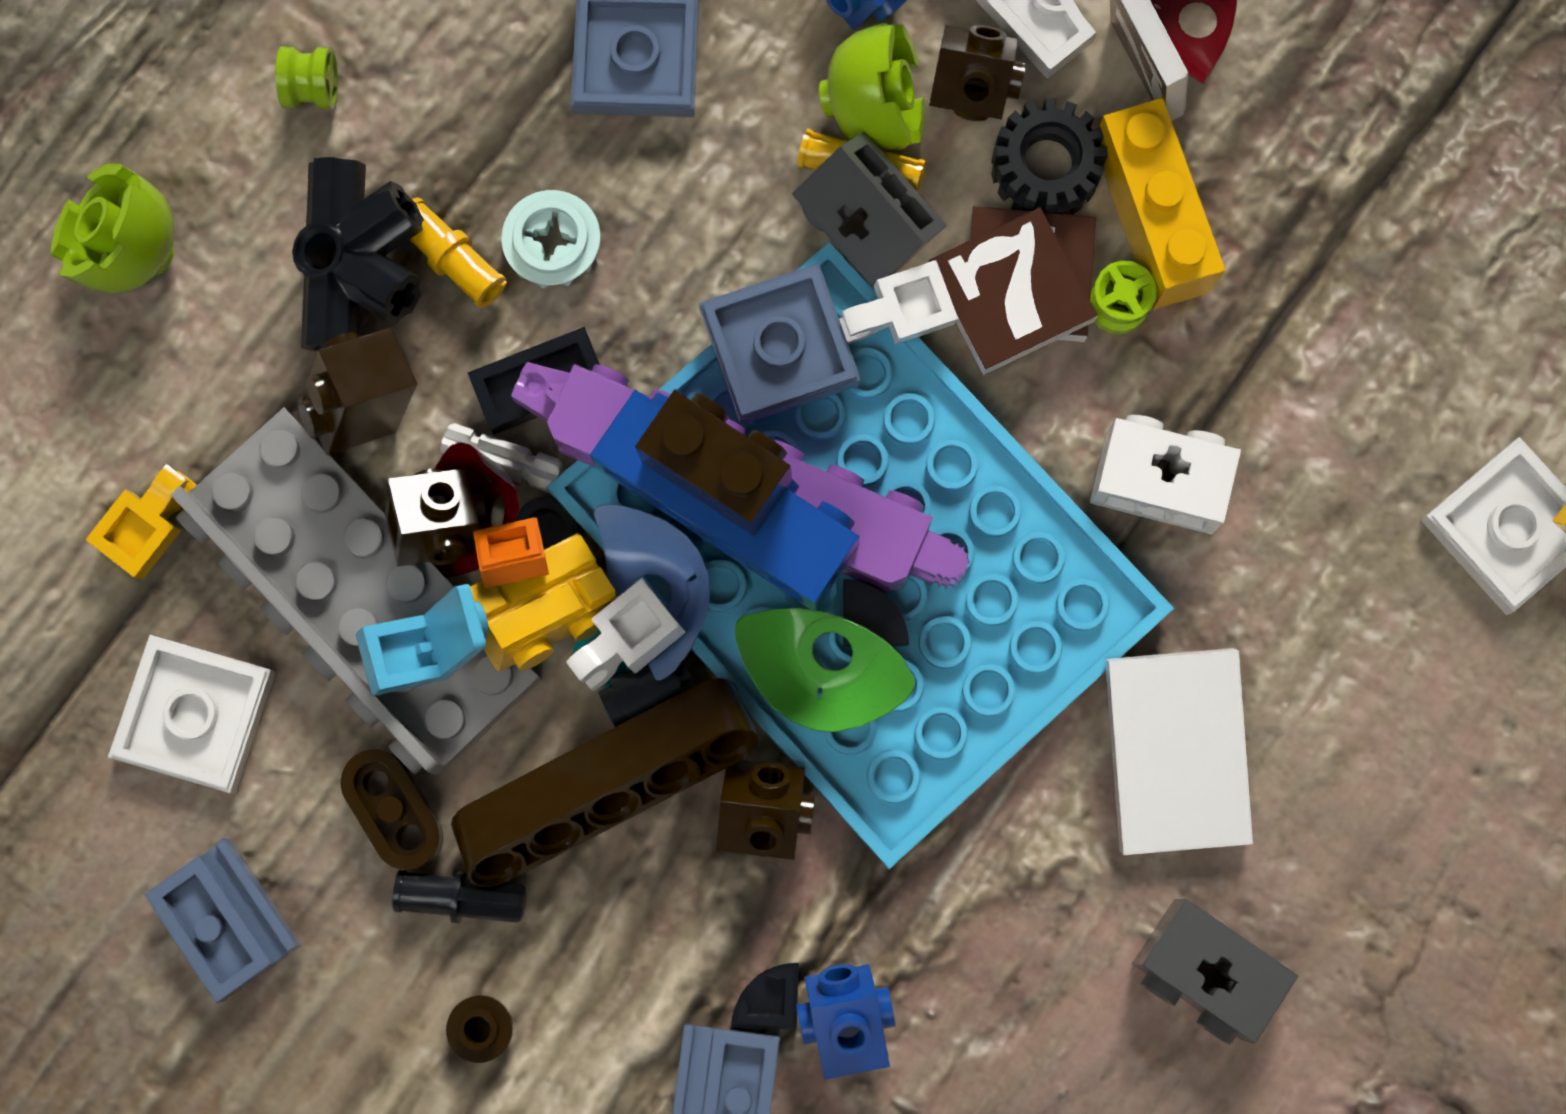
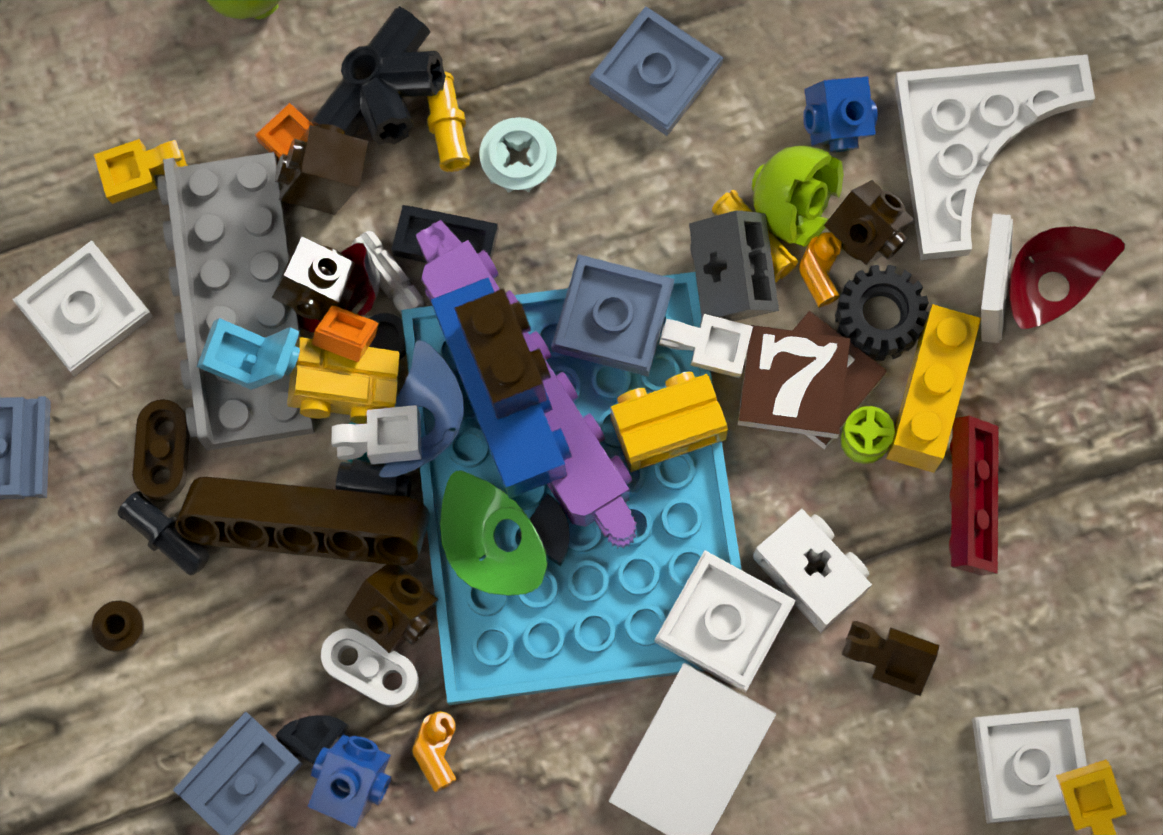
camera: 35 degrees right, 5 degrees down
(281, 377) = (282, 129): none -> orange tile
(780, 888) = (370, 669): none -> white plate
(902, 926) = (431, 747): none -> light orange arm
(917, 418) = (668, 420): none -> yellow brick
(946, 153) = (816, 266): none -> light orange arm
(1117, 588) = (724, 621): none -> white tile
(1274, 290) = (974, 496): none -> dark red plate
(1312, 511) = (898, 659): none -> dark brown plate

